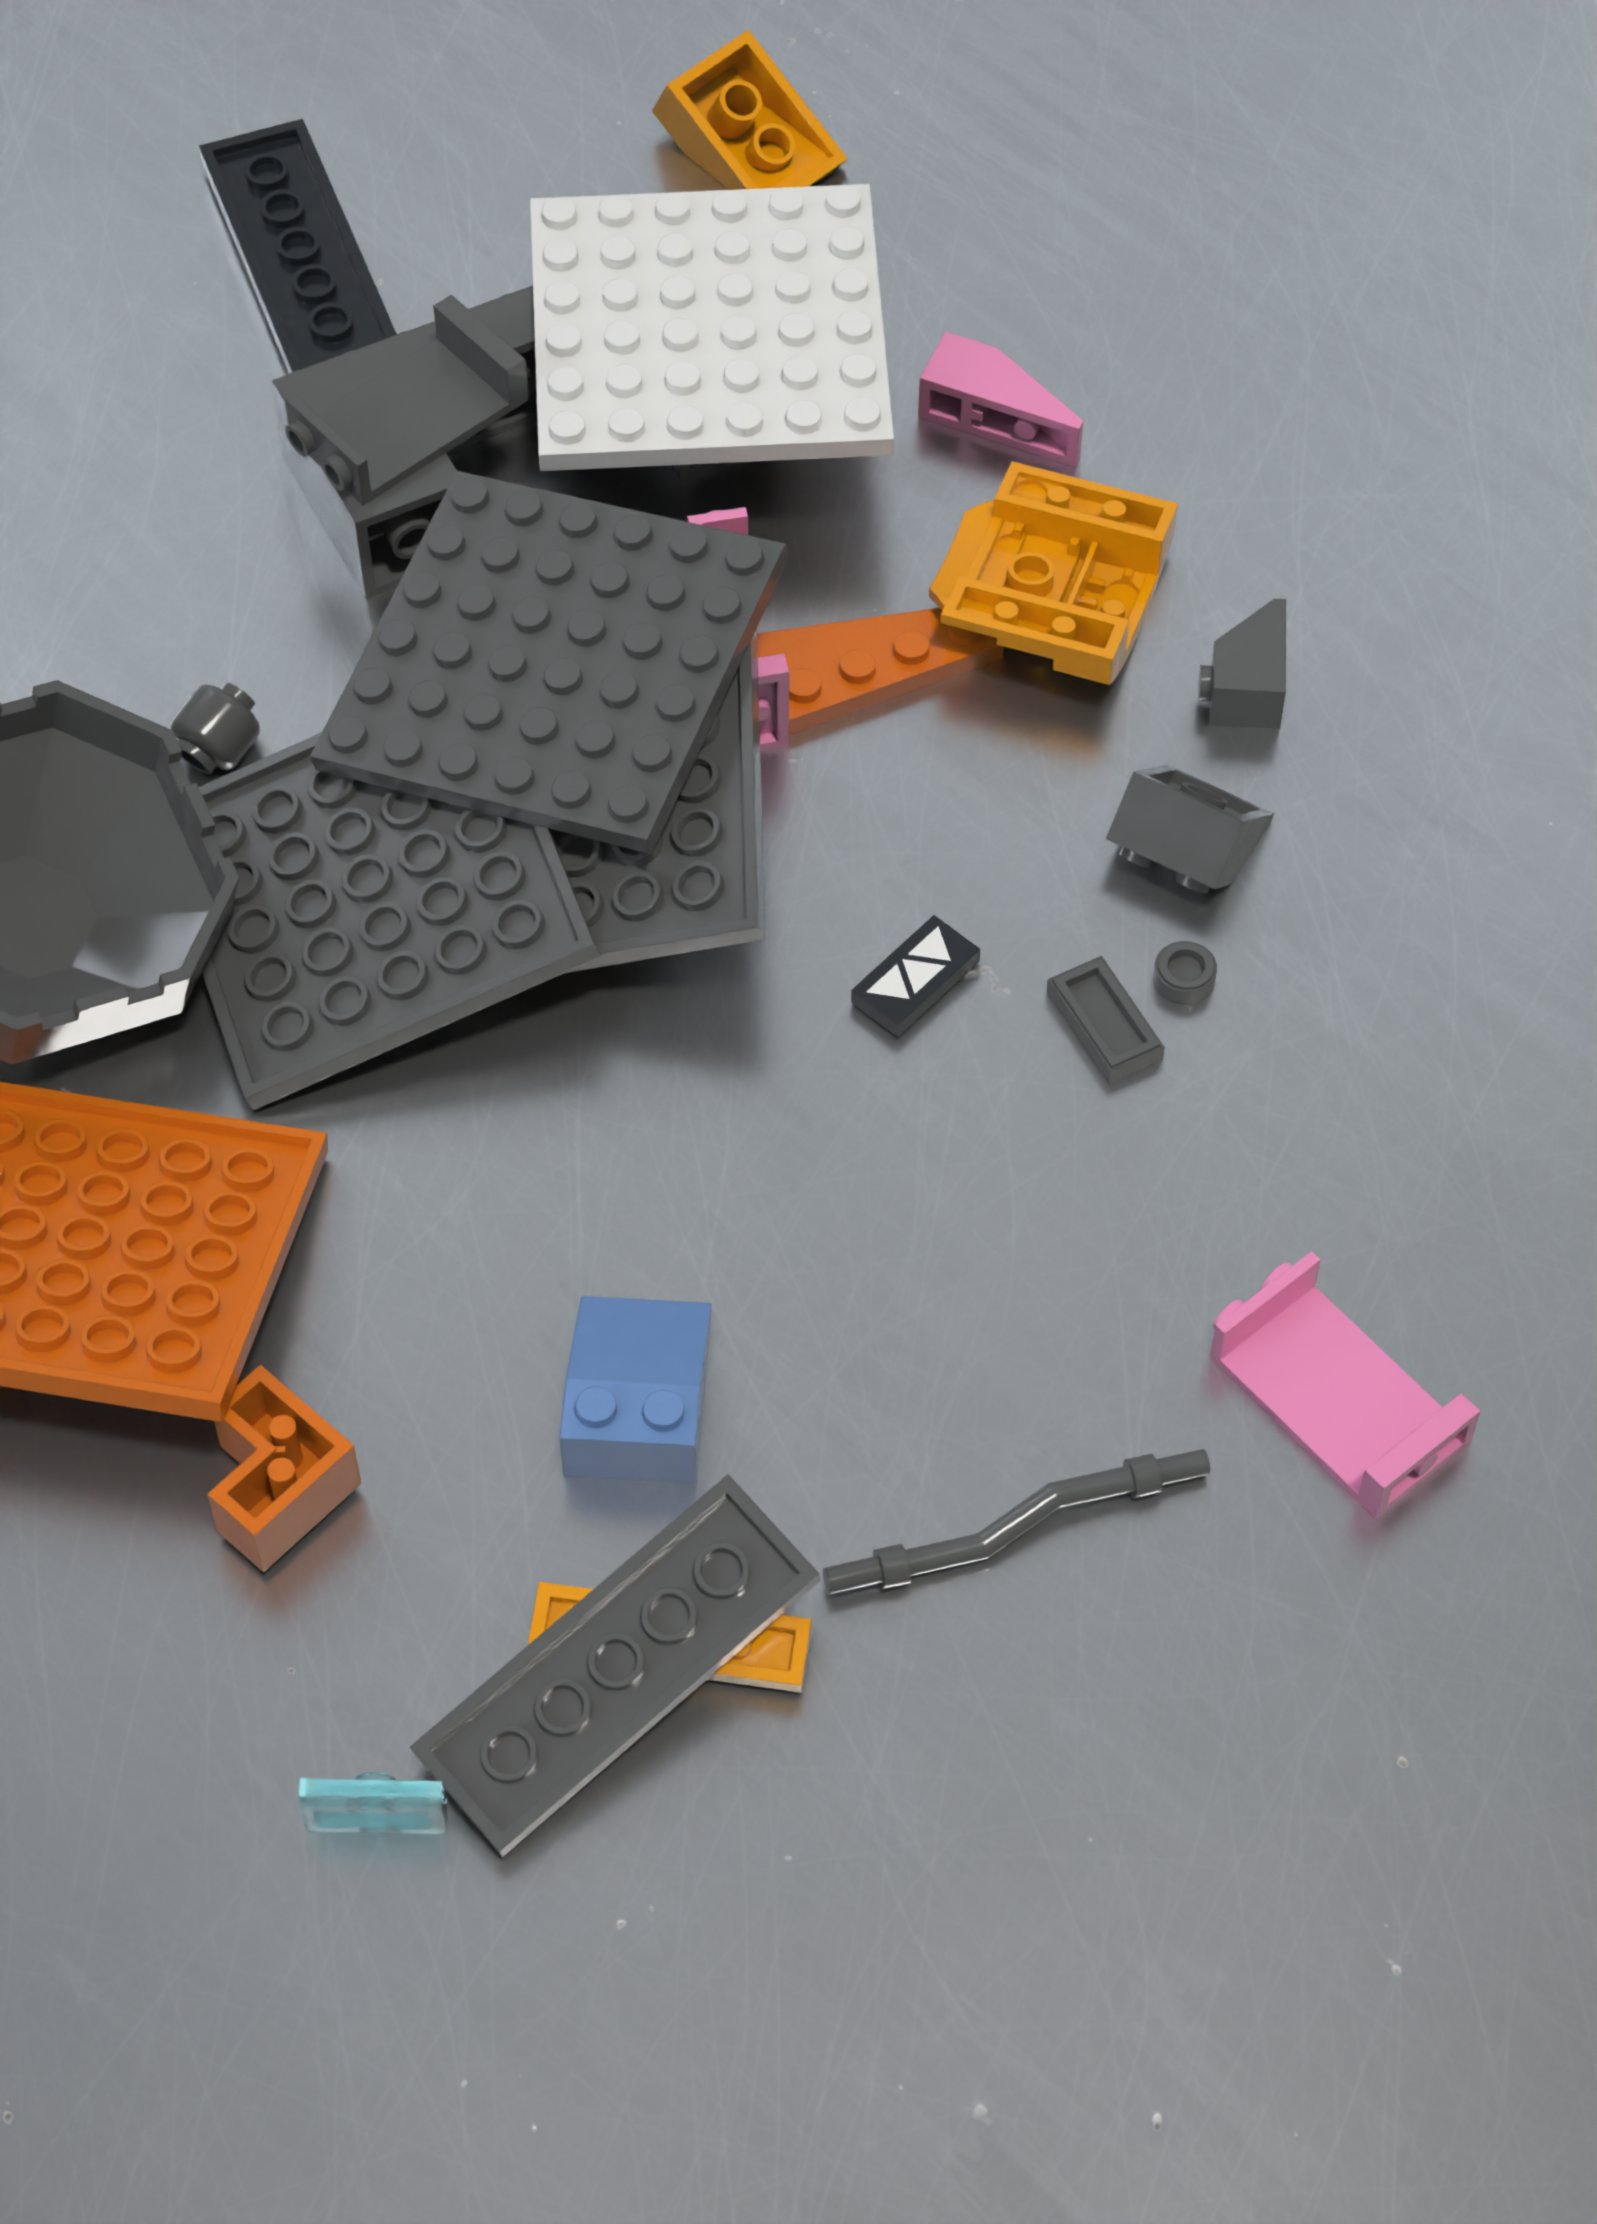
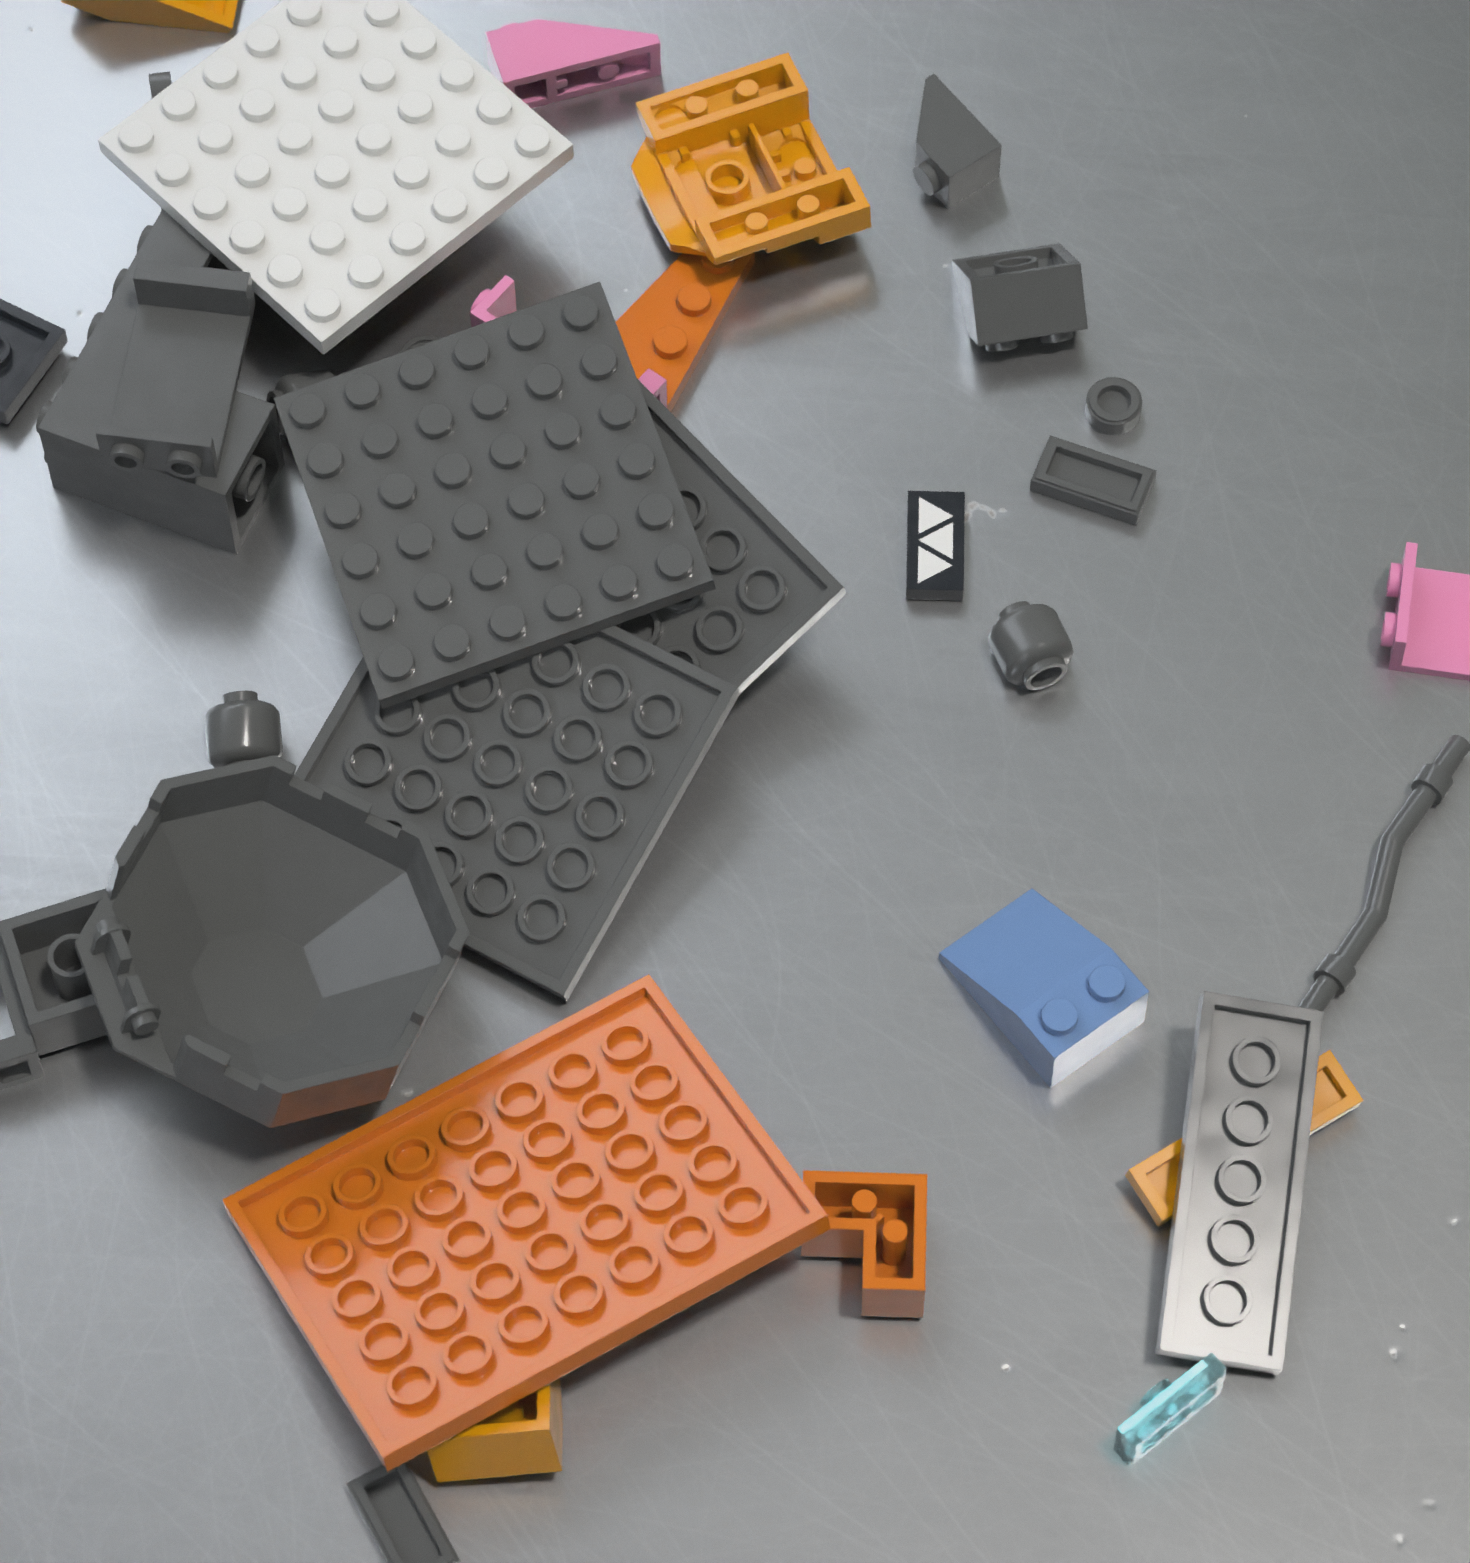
camera: 40 degrees left, 5 degrees up
(907, 1107) = (1030, 645): none -> dark grey head

